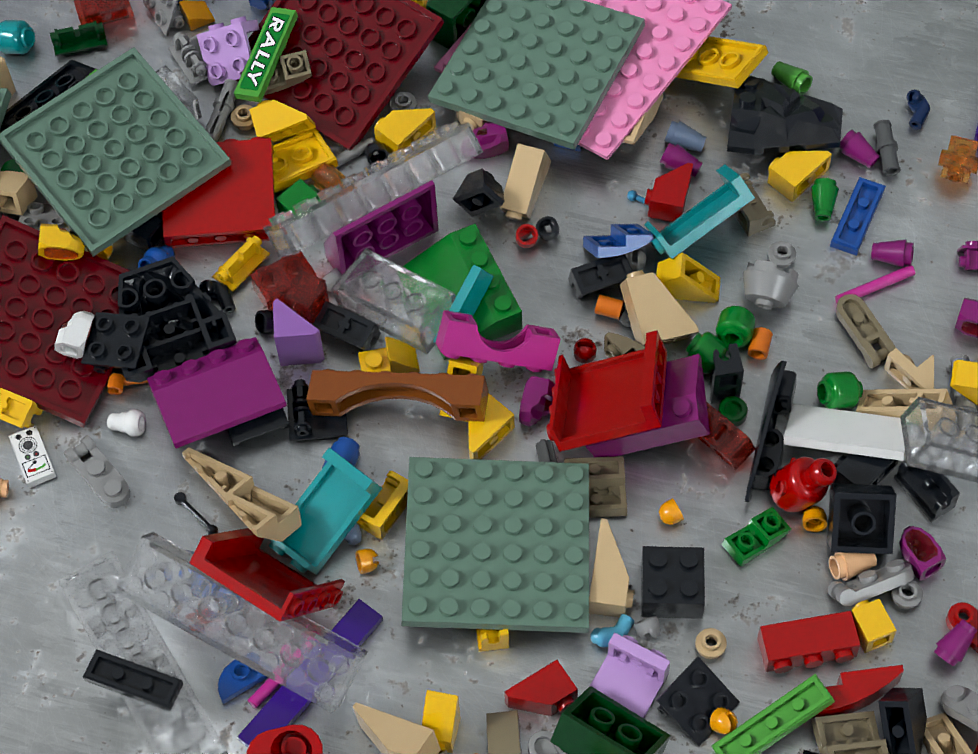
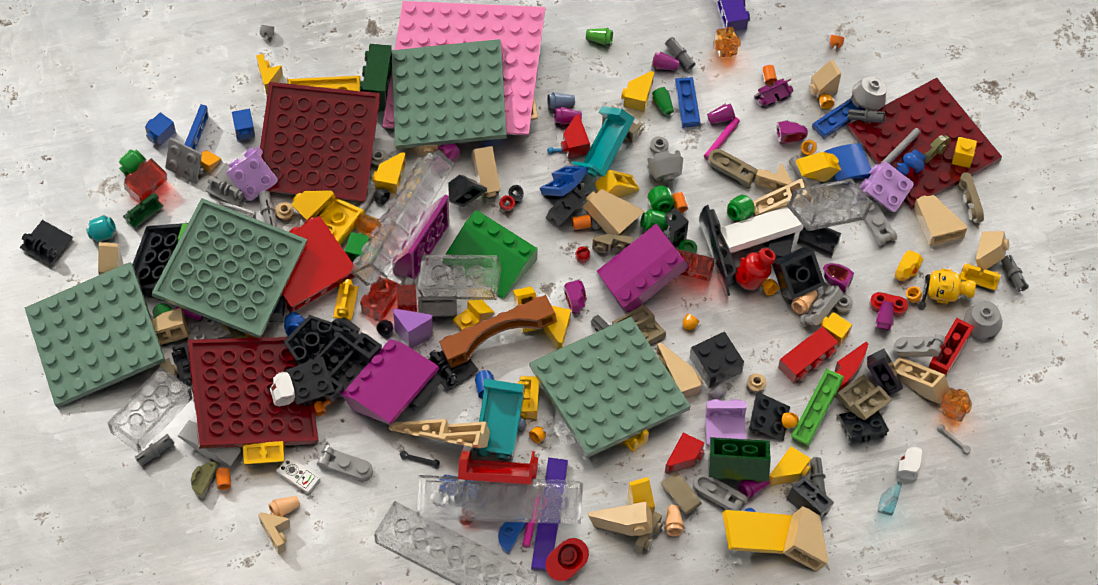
camera: 35 degrees left, 0 degrees up
(59, 243) = (235, 340): yellow rock -> none
(128, 422) = (342, 427): white piece -> none
(133, 680) = (458, 563): black tile -> none
(265, 54) = (280, 165): tile -> none
(289, 71) = (297, 171): dark tan slope -> none
(471, 292) = (503, 262): teal tile -> none
(532, 348) = (555, 267): dark pink arch -> none
(602, 636) = (700, 406): medium azure arm -> none
(608, 396) = (621, 272): red panel -> none
(723, 62) = (561, 44): yellow tile -> none
(756, 537) = (744, 312): green slope -> none
(780, 117) = (611, 64): black wedge -> none
(919, 107) = (684, 21): dark blue arm -> none

